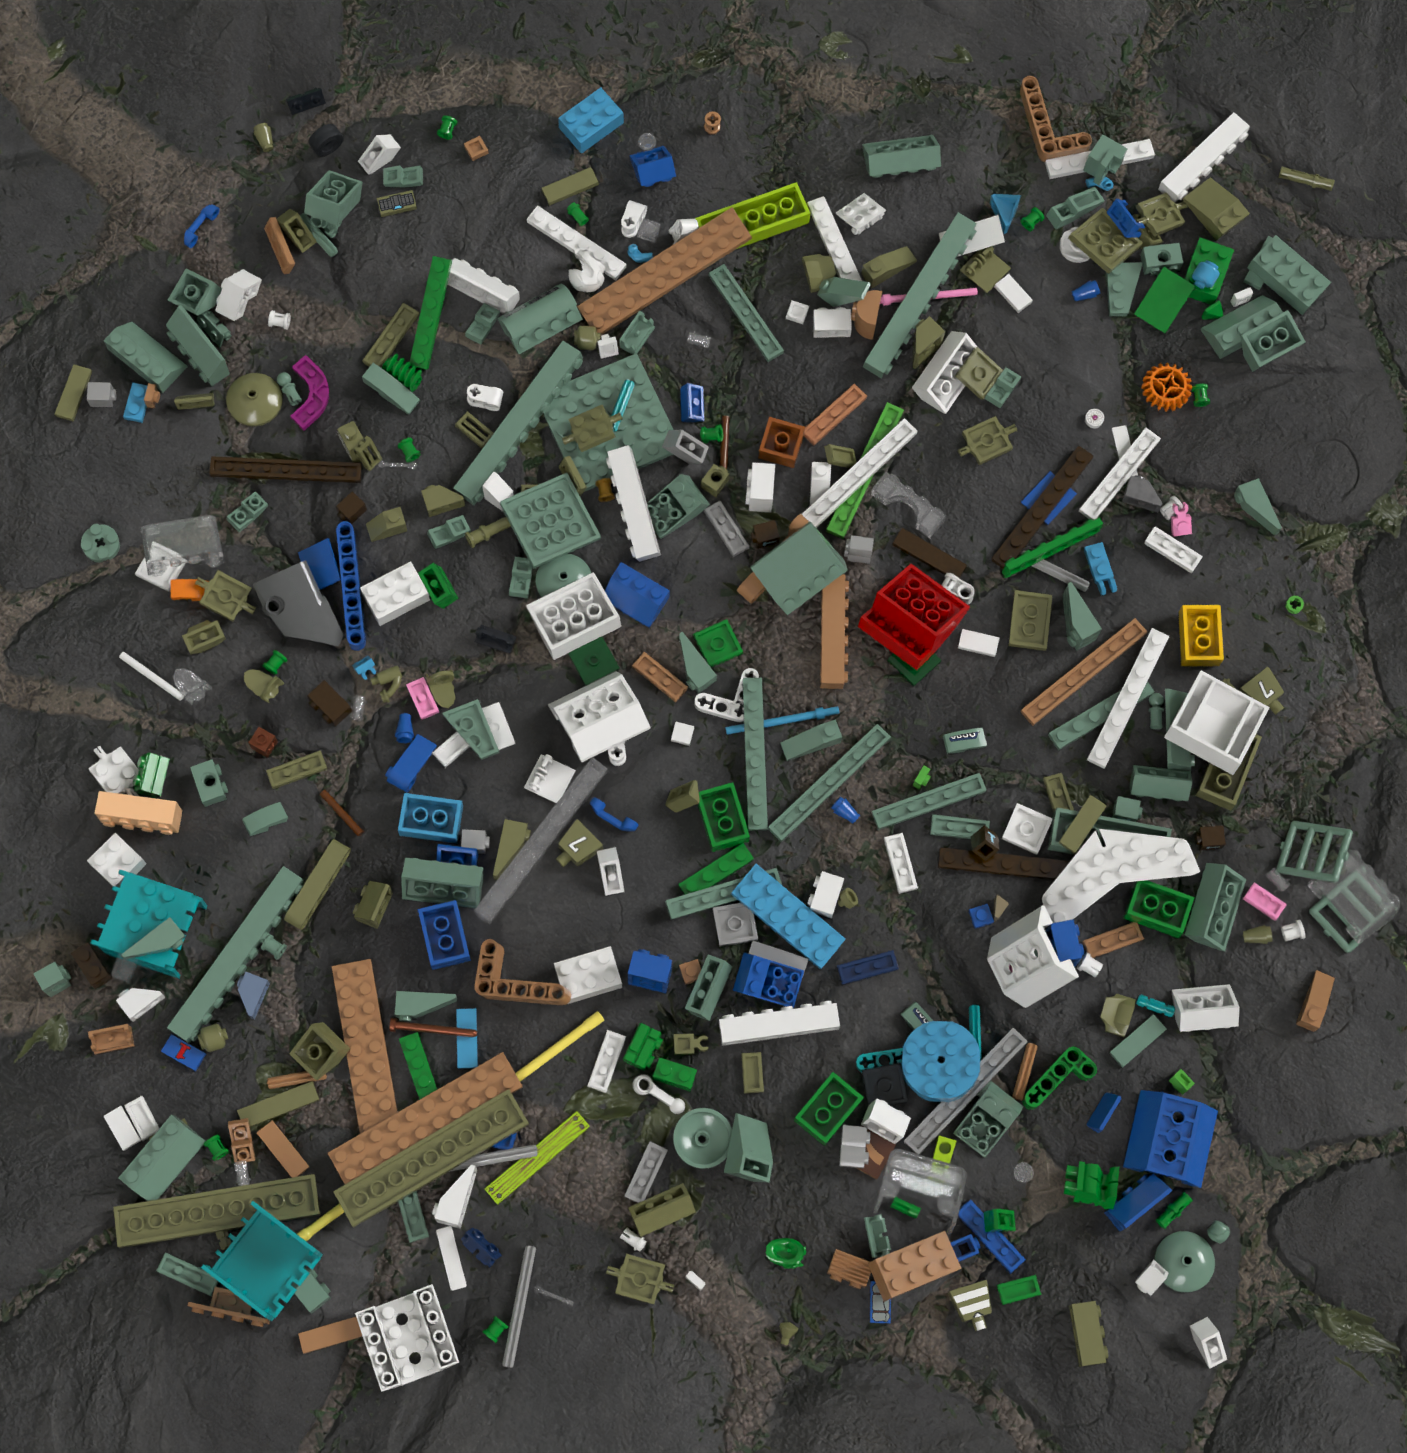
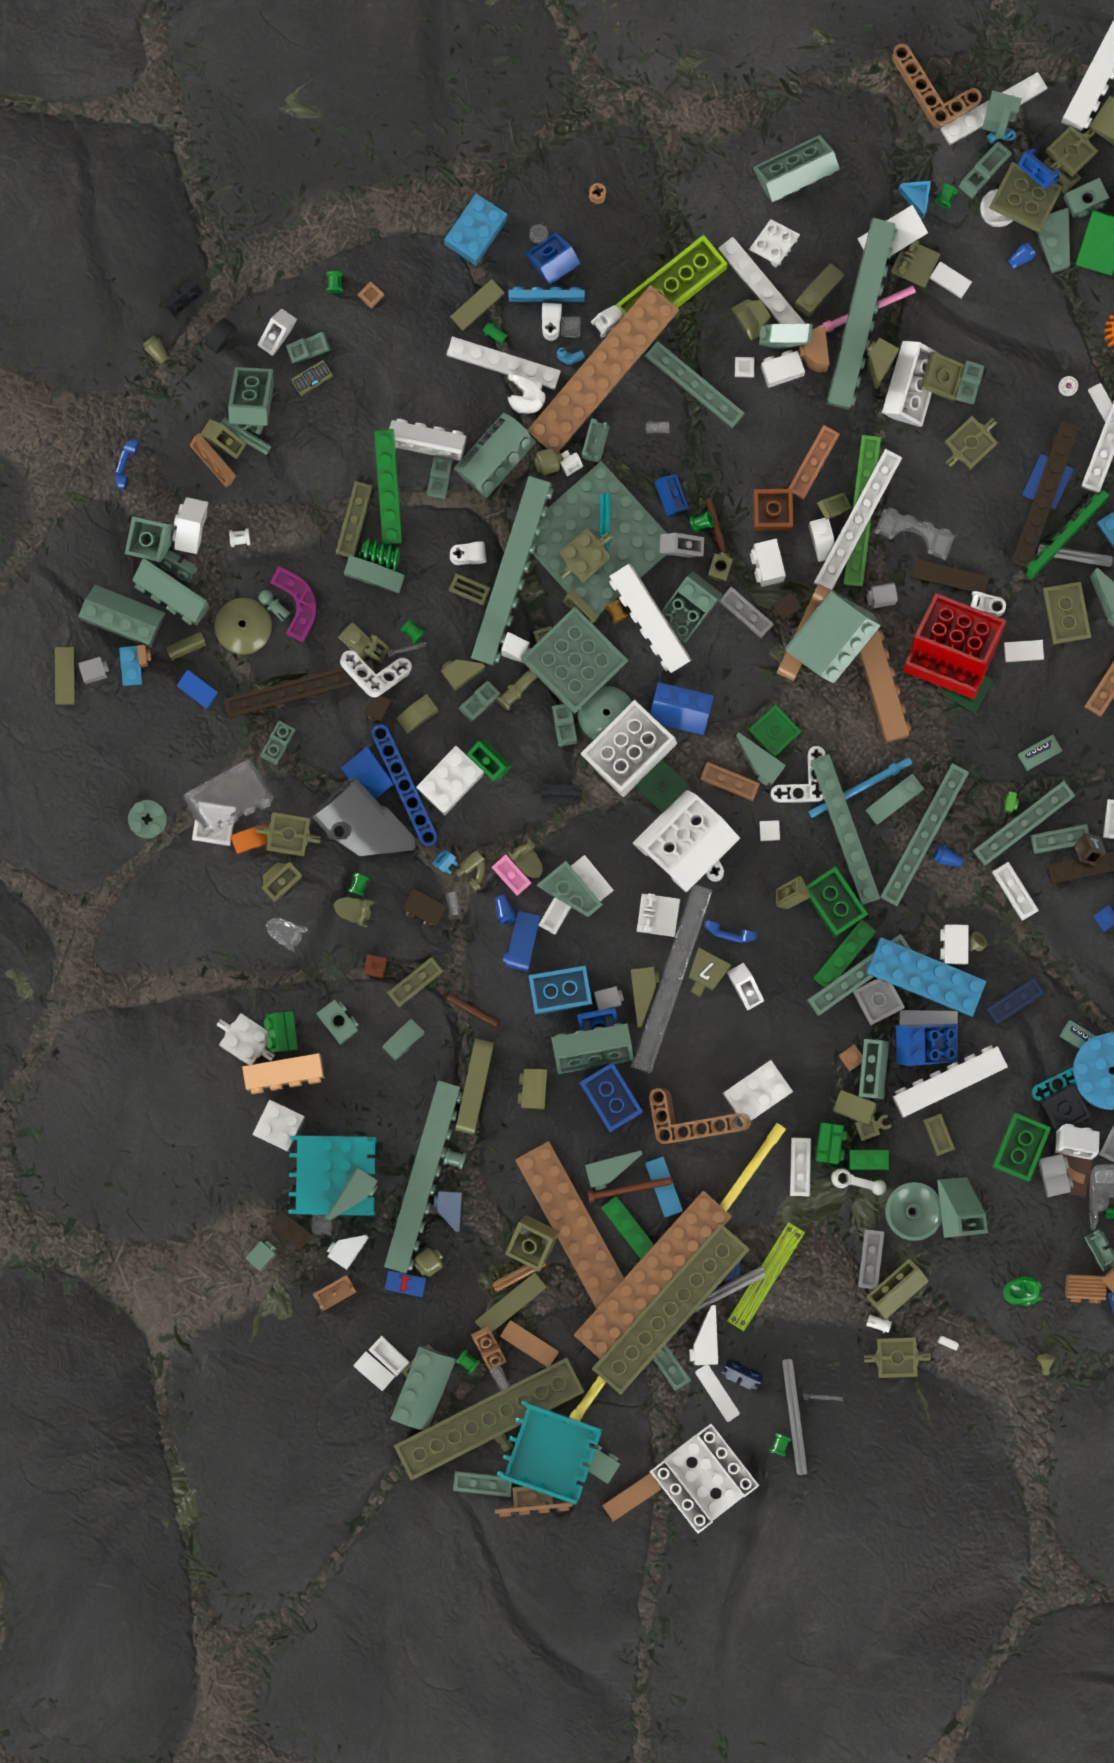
camera: 15 degrees left, 10 degrees up
(150, 675) = (244, 934): white bar -> none
(190, 441) = (197, 689): none -> blue slope
(359, 480) = (376, 679): none -> white beam
(628, 192) = (555, 294): none -> dark azure plate
(650, 971) = (816, 1073): blue brick -> none
(678, 1019) = (855, 1107): none -> olive slope

